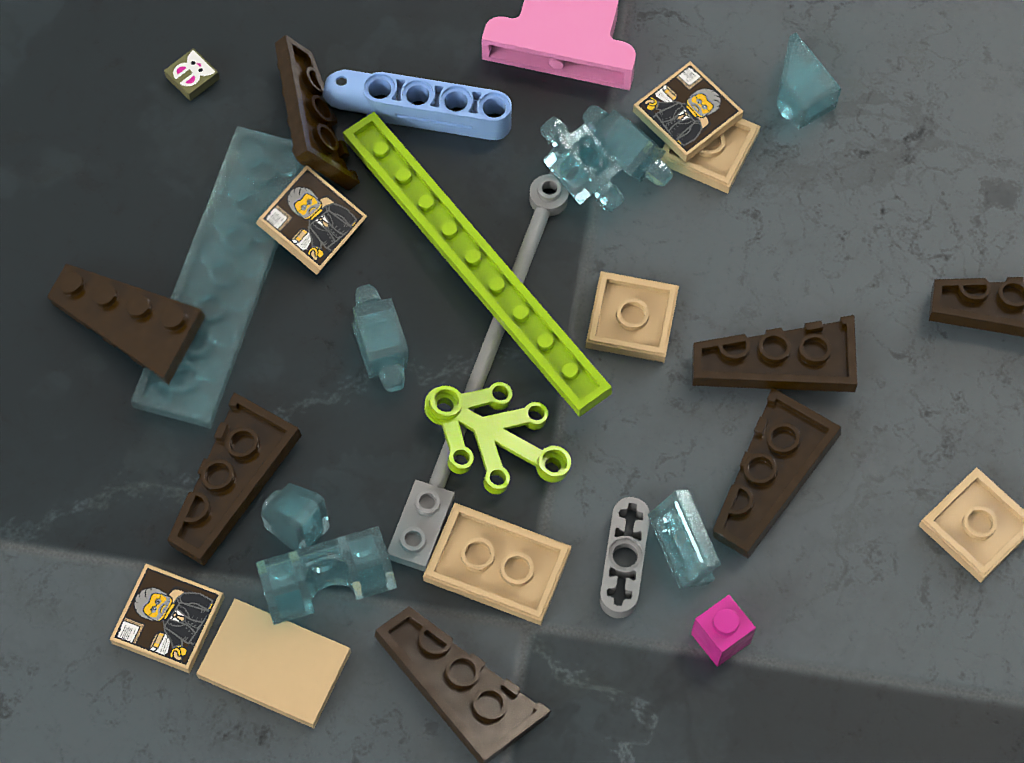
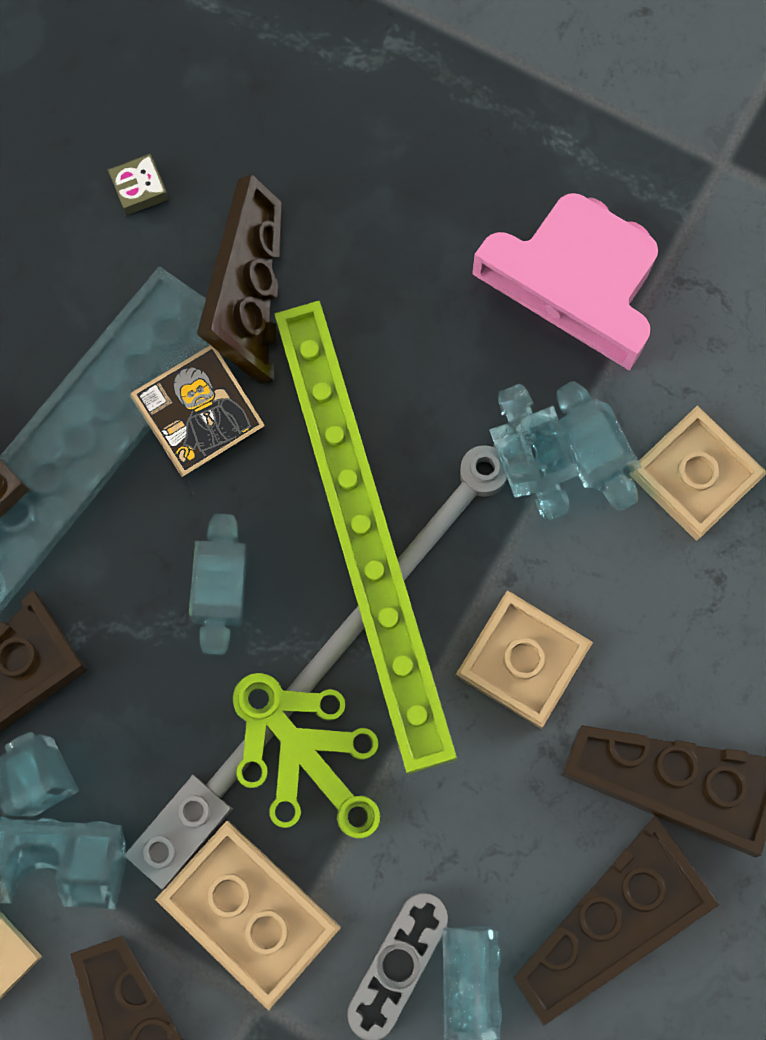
camera: 25 degrees right, 10 degrees up
(434, 114) = (315, 268): light blue piece -> none
(687, 111) = (686, 426): tile -> none

